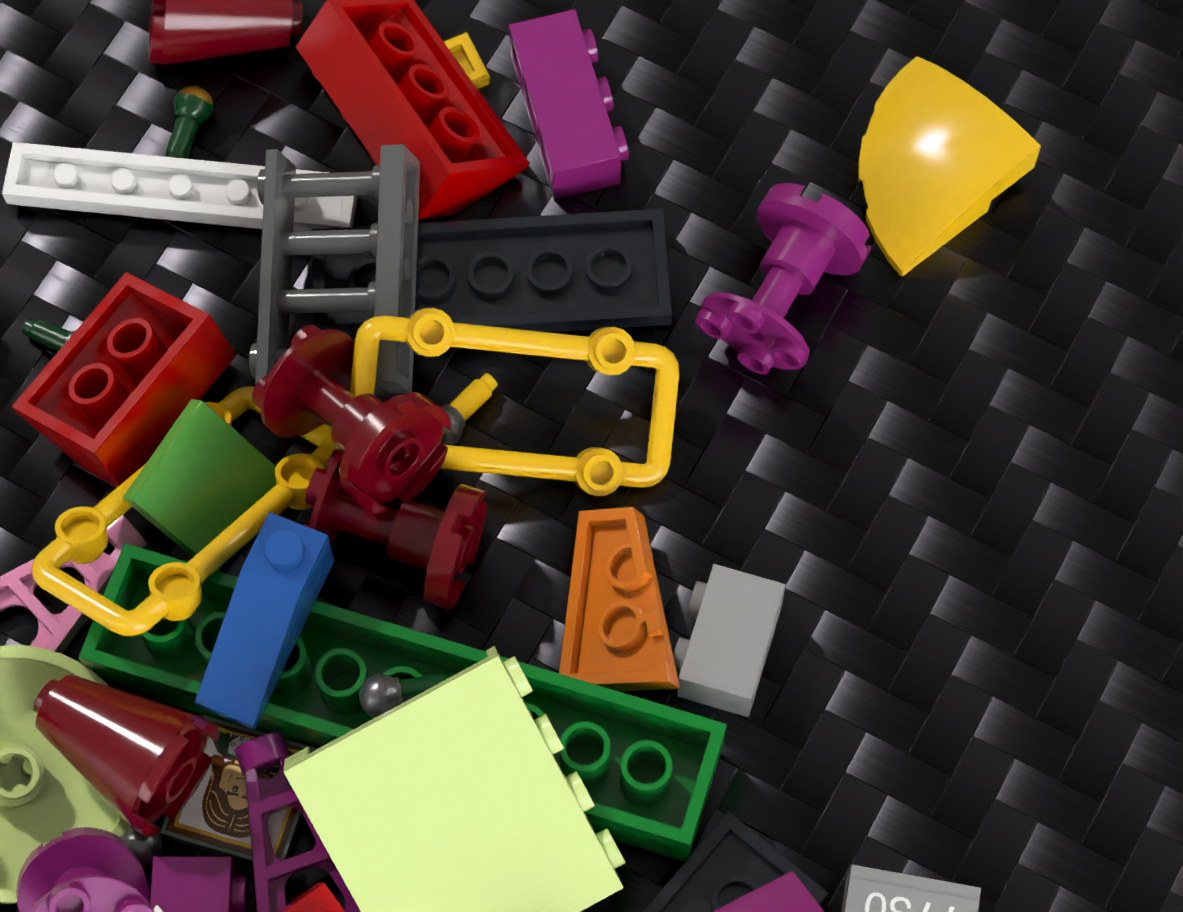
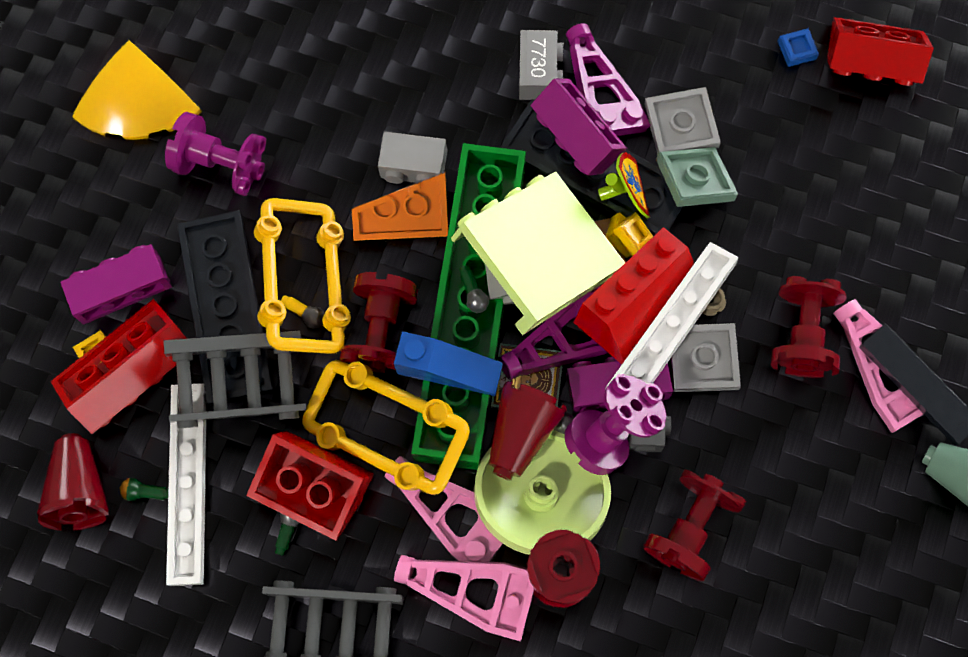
camera: 95 degrees left, 5 degrees up
(200, 479) = (367, 426): bright green tile -> none
(386, 446) = (334, 332): dark red piece -> none

